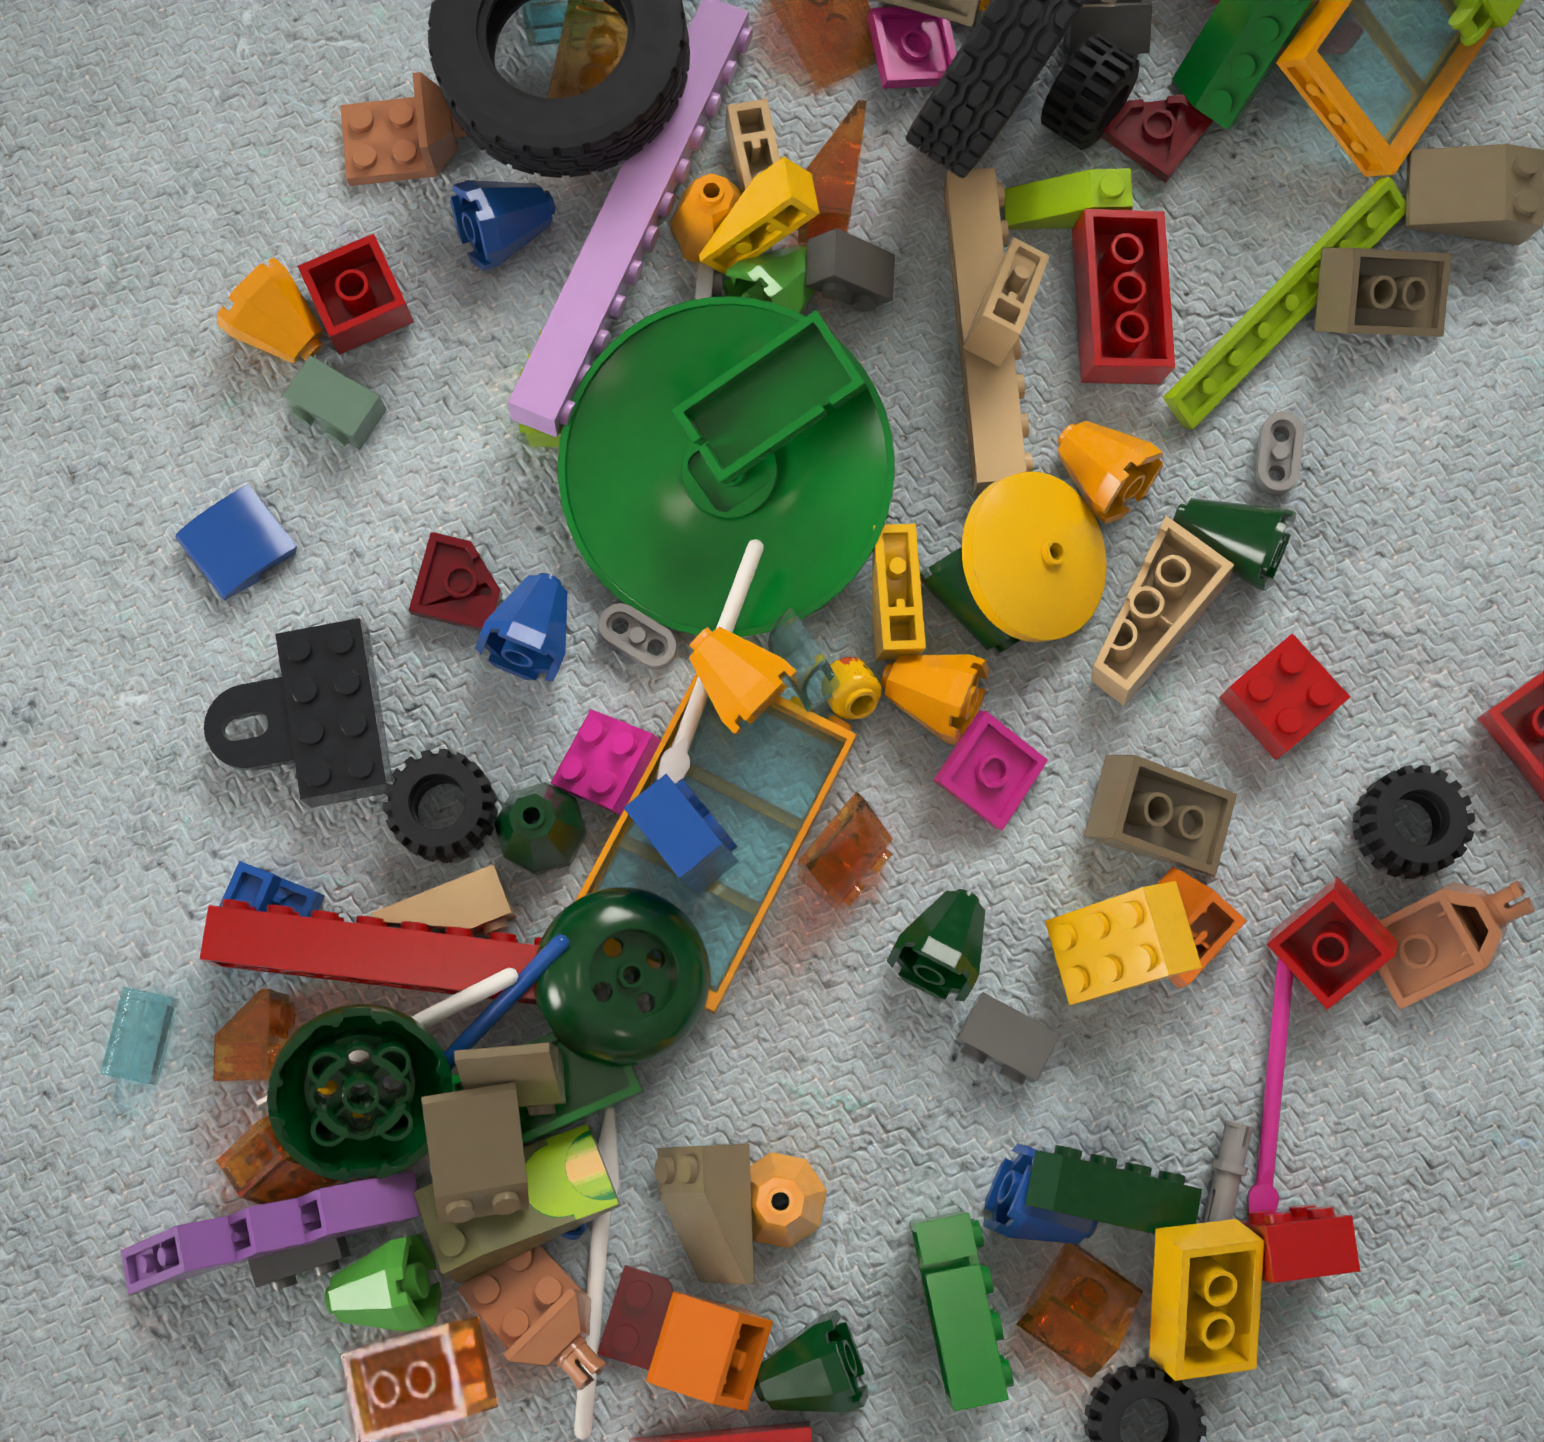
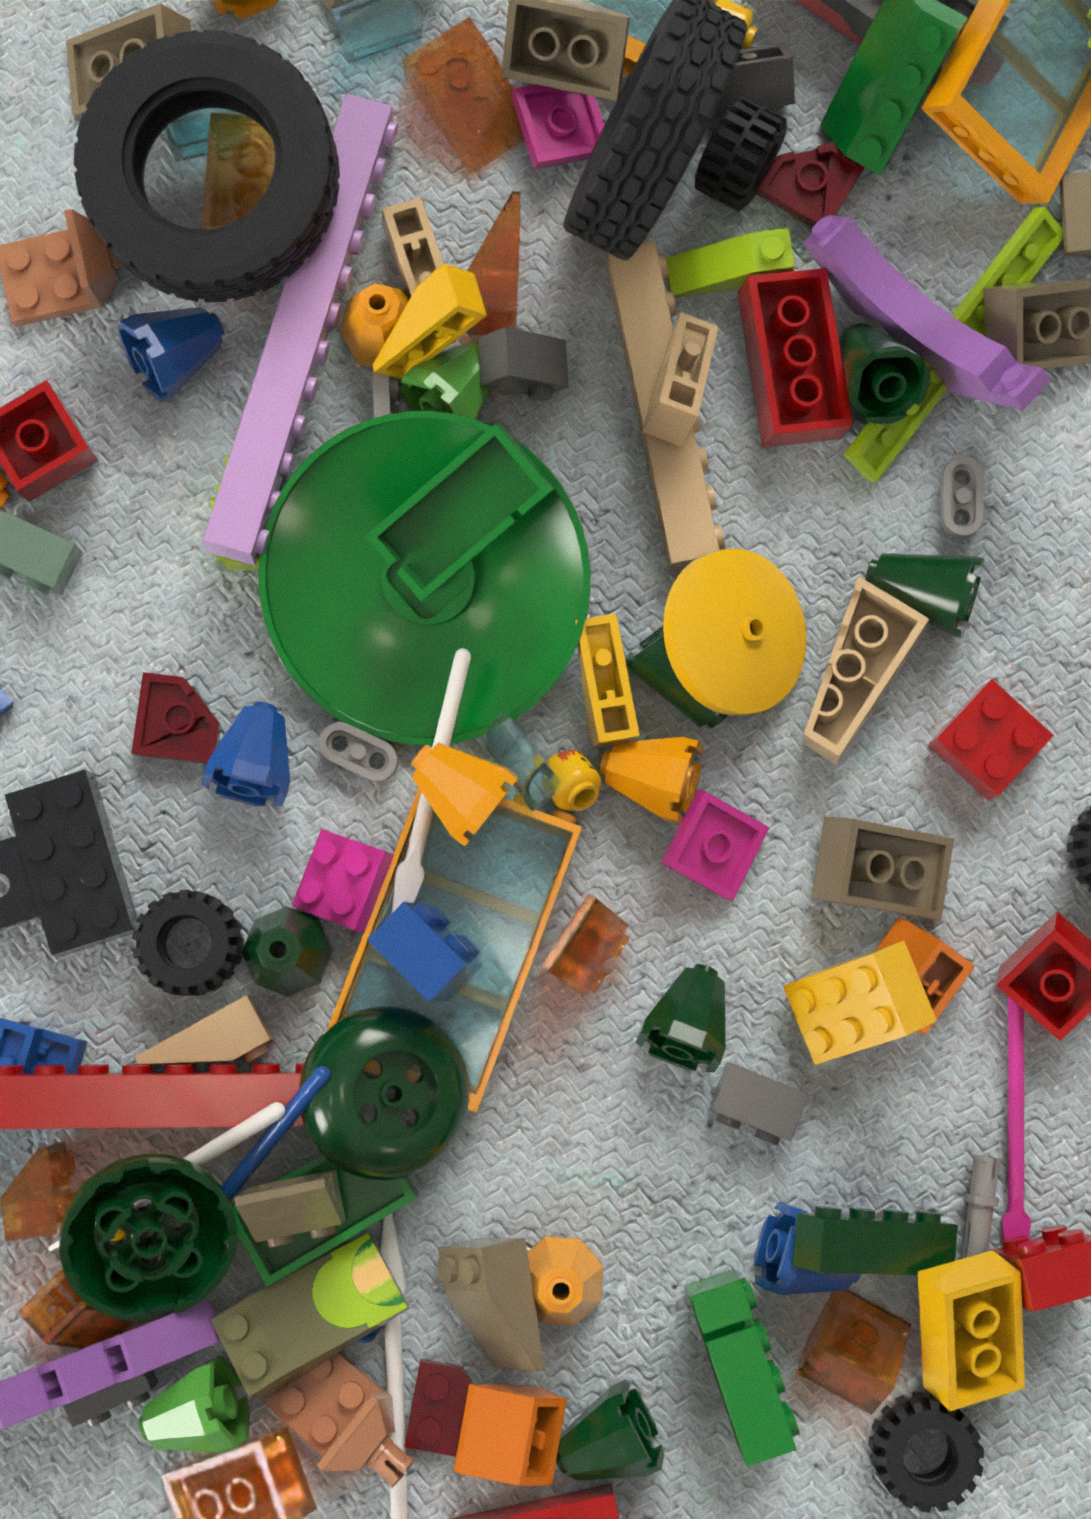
camera: 10 degrees left, 5 degrees up
(476, 1152) = (266, 1283): dark tan slope -> none
(1108, 467) = (797, 531): light orange cone -> none
(1209, 236) = (958, 355): none -> medium lavender arch
(1211, 320) = (881, 374): none -> dark green cone

